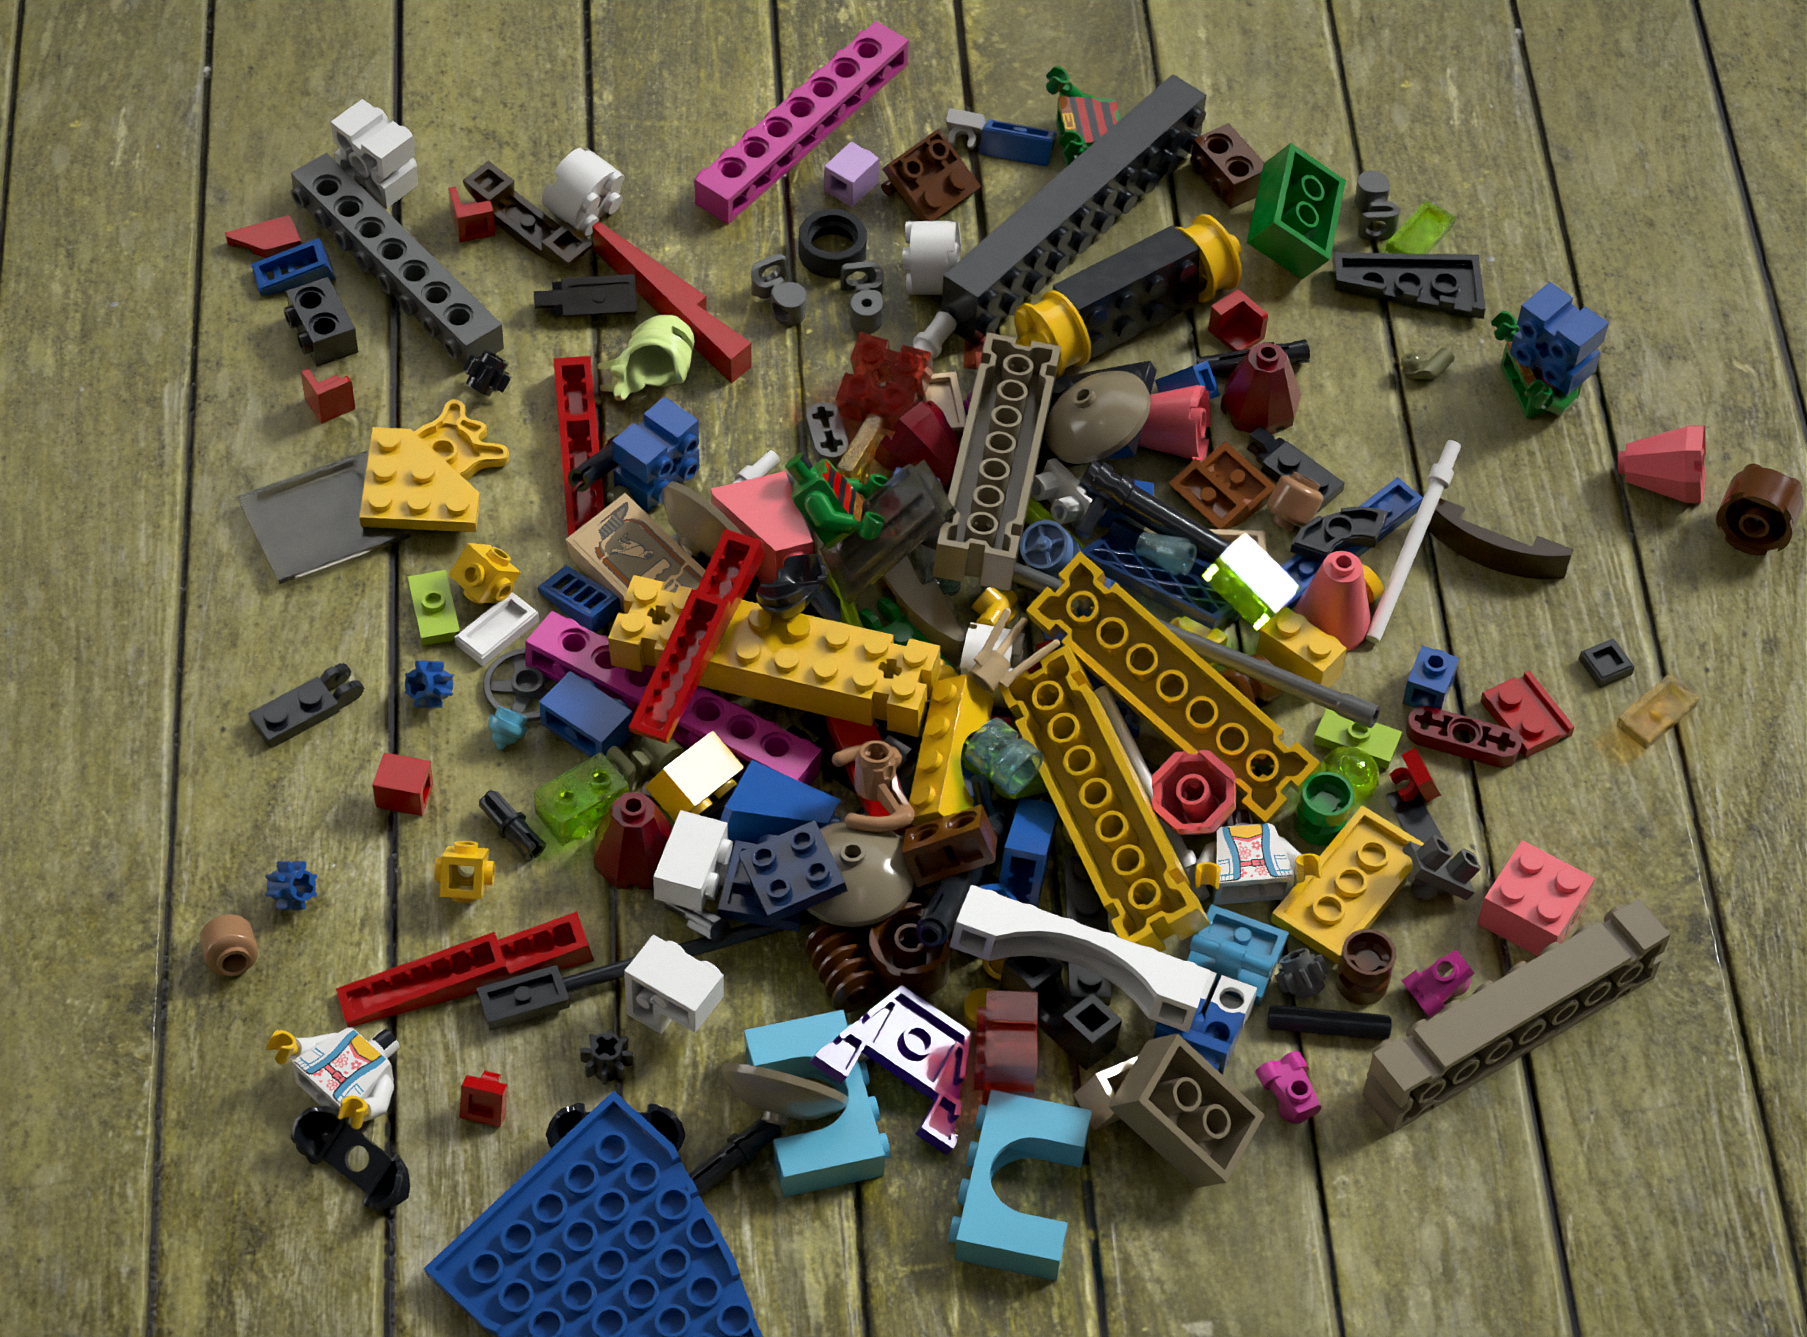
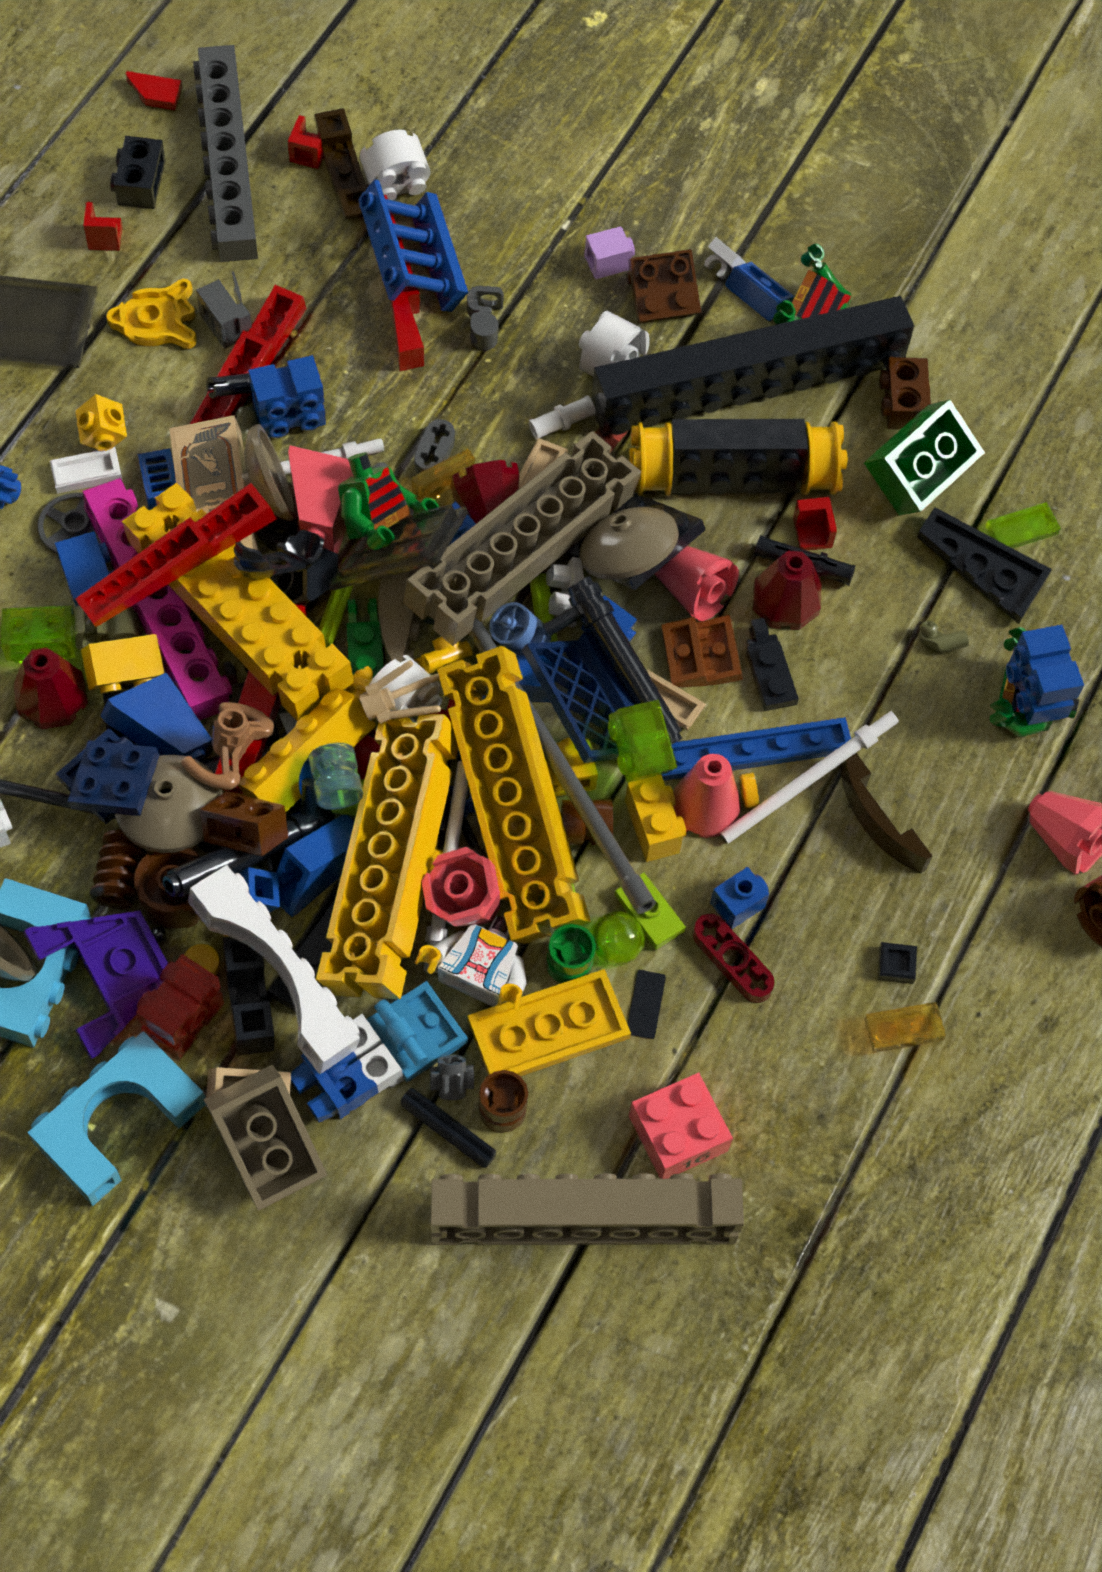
camera: 30 degrees right, 10 degrees up
(304, 255) = (171, 132): blue slope -> none
(375, 152) = (268, 61): white brick -> none
(414, 486) = (104, 331): yellow plate -> none
(433, 607) = (53, 430): lime plate -> none
(487, 373) = (221, 268): black gear -> none
(506, 727) = (32, 548): medium azure plate -> none
(521, 409) = (222, 313): none -> dark grey piece
(590, 296) = (341, 250): black hinge -> none
(655, 357) = (348, 319): yellowish green piece -> none
(665, 255) = (431, 234): none -> blue fence
(693, 861) = (60, 727): white brick -> none
(703, 922) = (46, 774): black axle -> none
(800, 122) = (603, 192): dark pink brick -> none
(835, 223) = (553, 280): black tyre -> none
(867, 301) = (538, 362): dark grey leg -> none
(875, 364) = (499, 412): clear red brick -> none
(1169, 552) = (603, 682): clear light blue cone -> none
(1194, 375) = (742, 553): blue panel -> none
(1291, 1087) = (377, 1154): dark pink plate -> none
(1294, 501) = (743, 693): medium nougat head -> none
(1339, 530) = (762, 736): black tile -> none
(1372, 198) = (1004, 481): dark grey leg -> none
(1418, 778) = (669, 970): red tile -> none
(1433, 989) = (553, 1147): dark pink plate -> none
(1436, 873) = (618, 1056): dark grey hips -> none
(1529, 712) = (799, 968): red plate -> none

